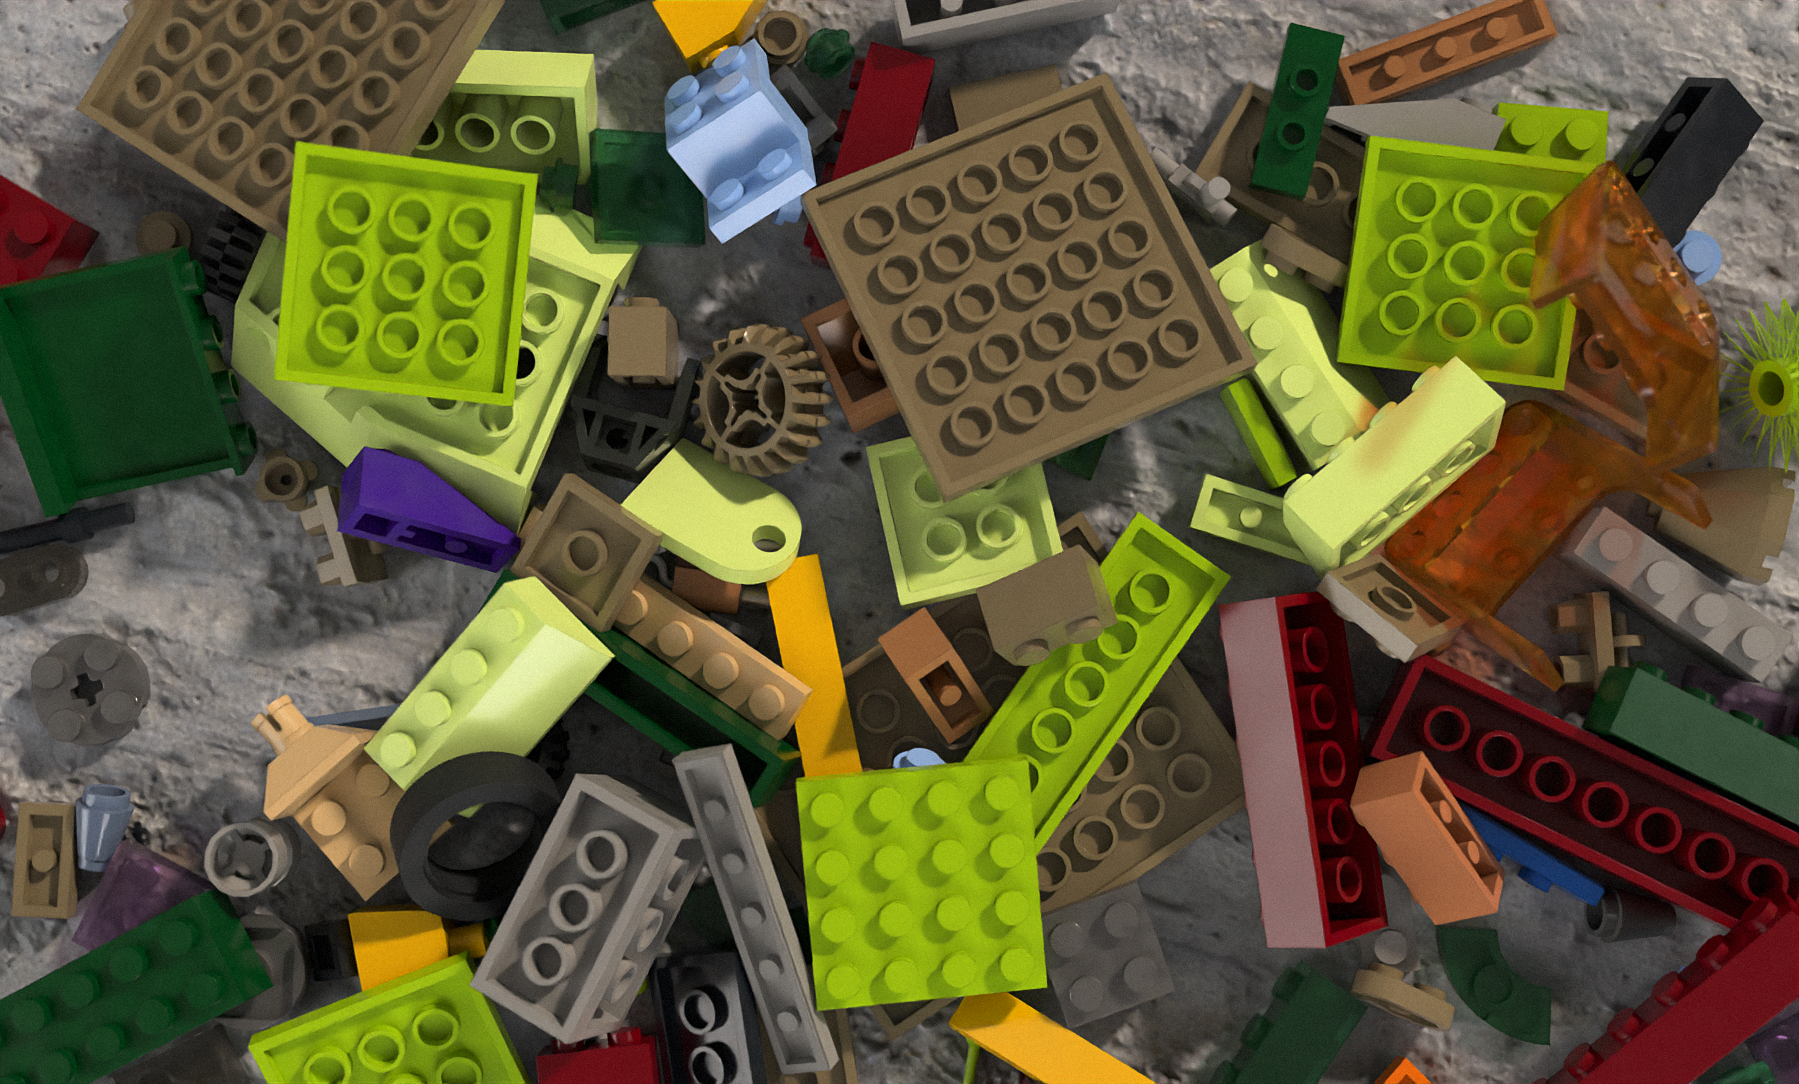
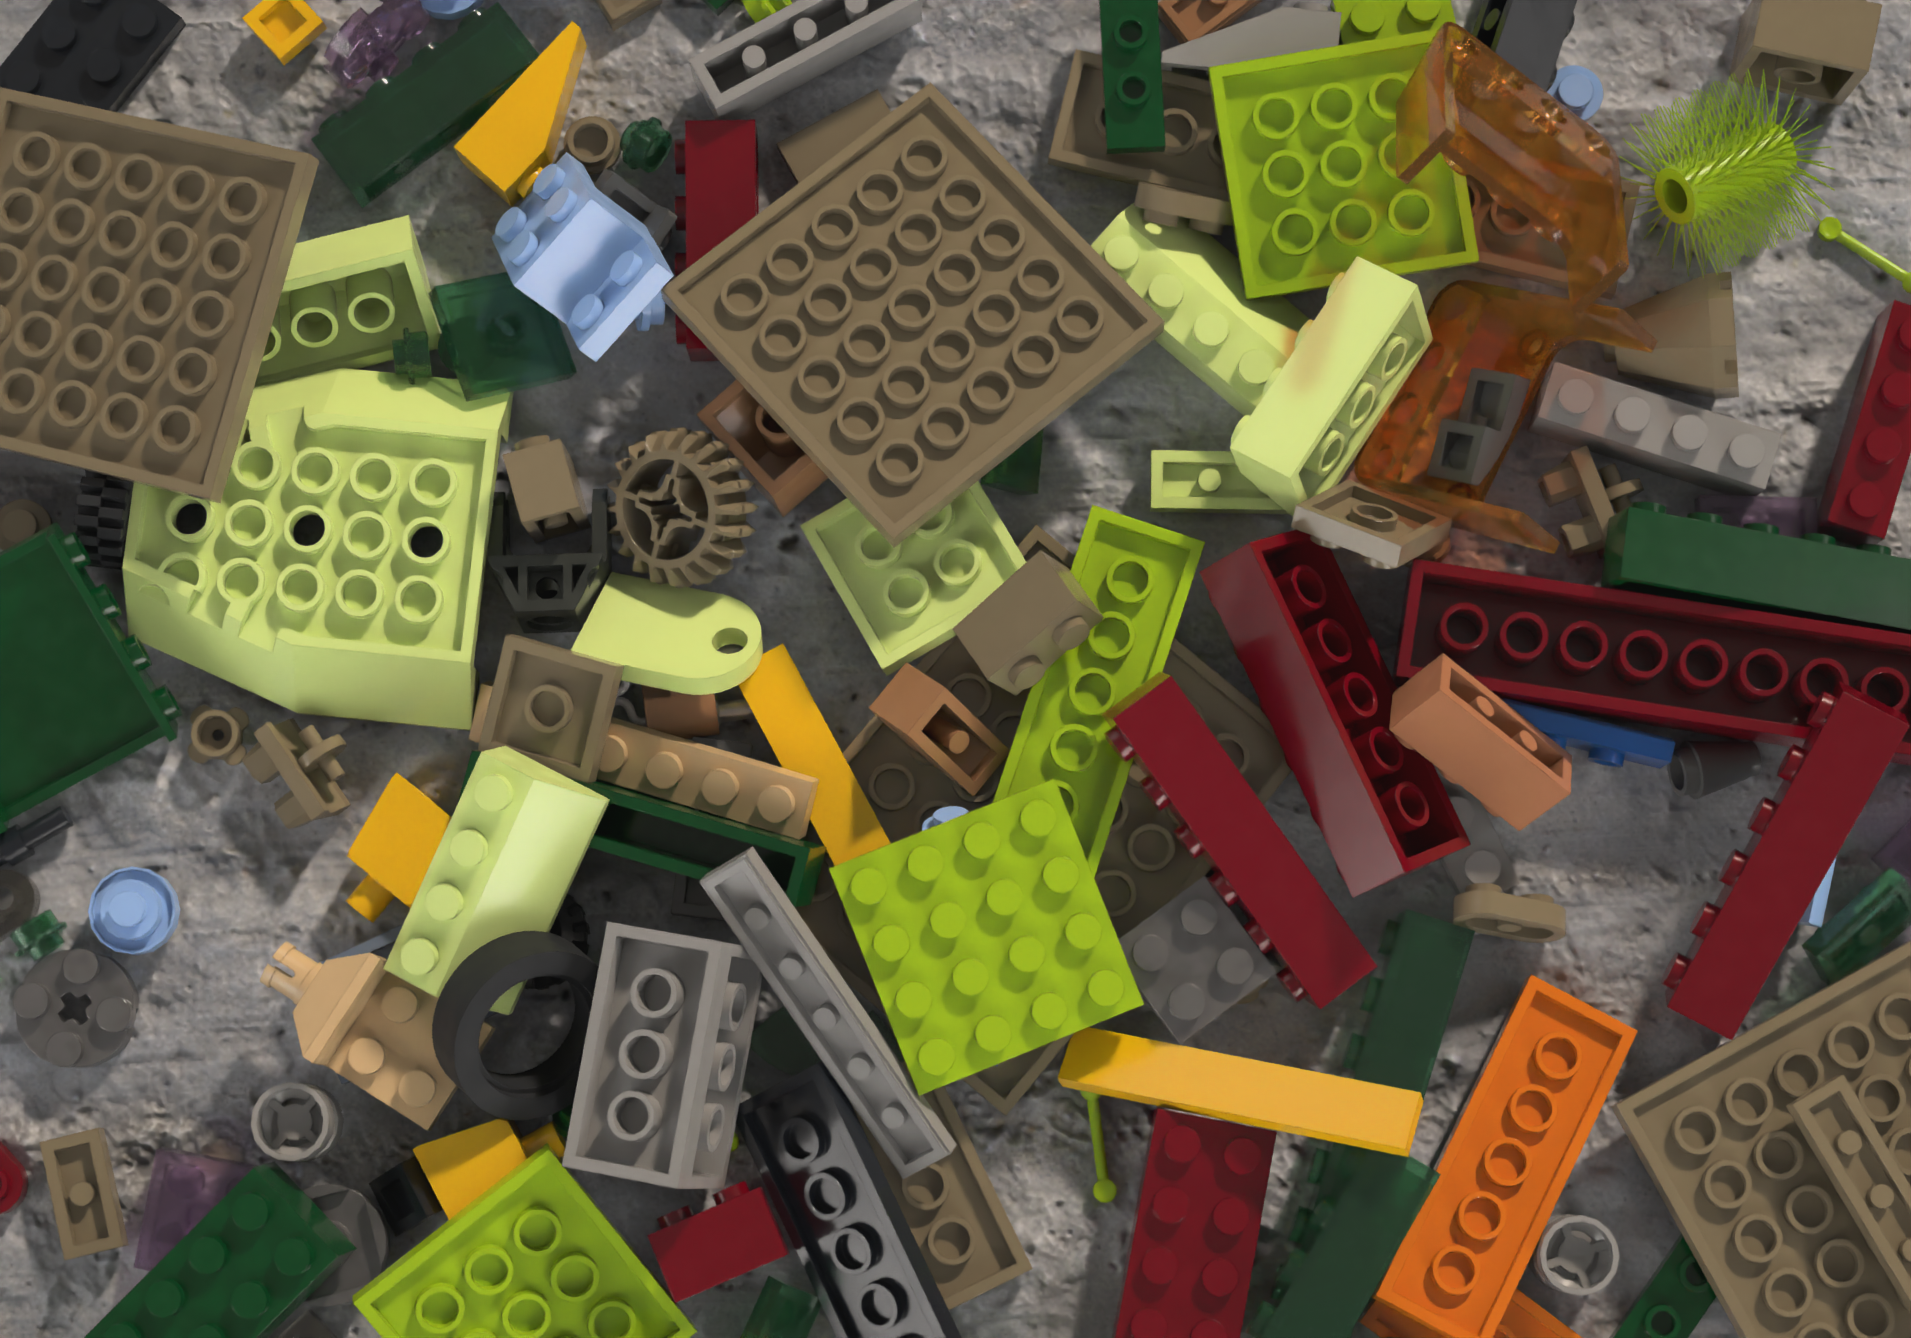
camera: 15 degrees left, 5 degrees down
(73, 615) = (39, 936): none -> clear green plate
(101, 824) = (129, 1142): sand blue cone -> none
(164, 618) = (134, 910): none -> light blue plate
(404, 275) = (292, 482): lime plate -> none
(415, 631) = (396, 847): none -> yellow torso
(416, 510) = (366, 720): dark purple slope -> none
(1178, 860) = (1238, 840): none -> dark red brick
(1203, 196) = (1061, 175): light grey piece -> none
(1258, 433) = (1190, 394): lime tile -> none
(1489, 985) = (1597, 880): clear green tile -> none
(1521, 538) = (1474, 442): none -> dark grey slope

